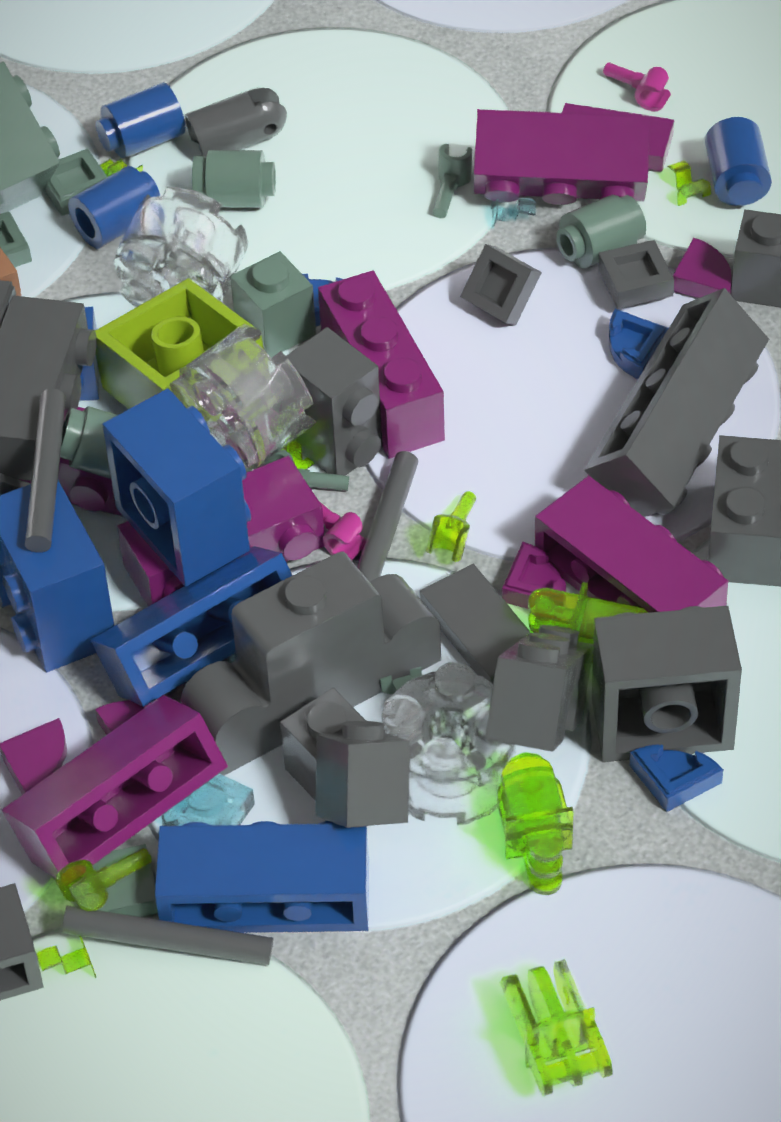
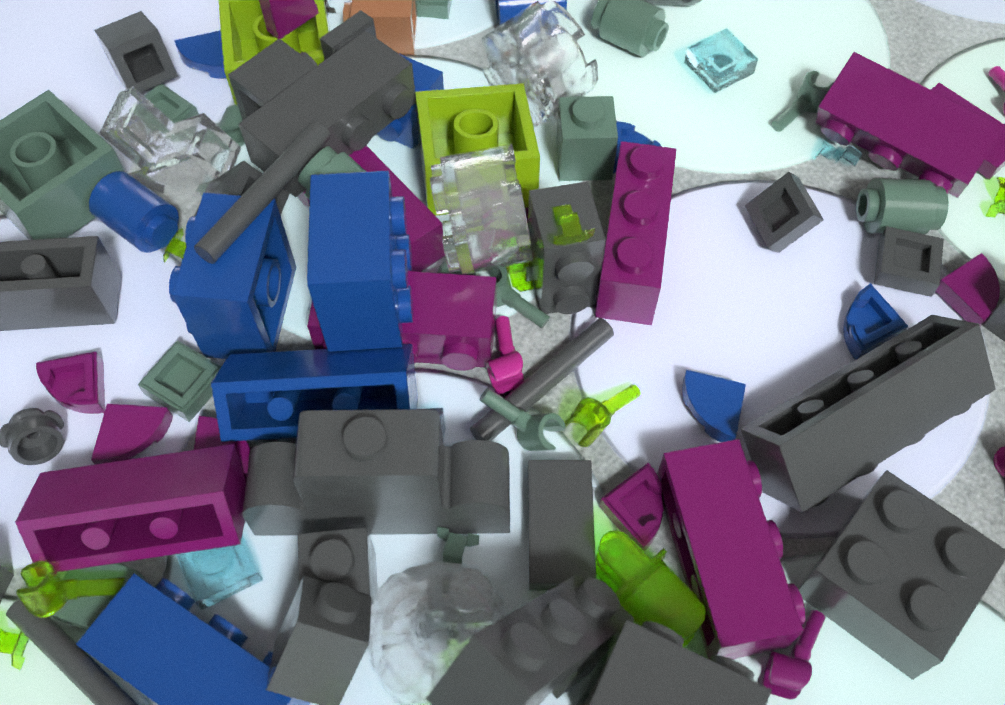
camera: 30 degrees right, 10 degrees up
(48, 693) = (181, 381): none -> sand green tile
(344, 365) = (570, 226): none -> clear neon green piece
(346, 175) = (720, 60): none -> clear light blue plate
(407, 564) = (528, 426): none -> sand green hand
(543, 469) = (714, 403): none -> blue tile
(742, 620) = (790, 674): none -> magenta hand

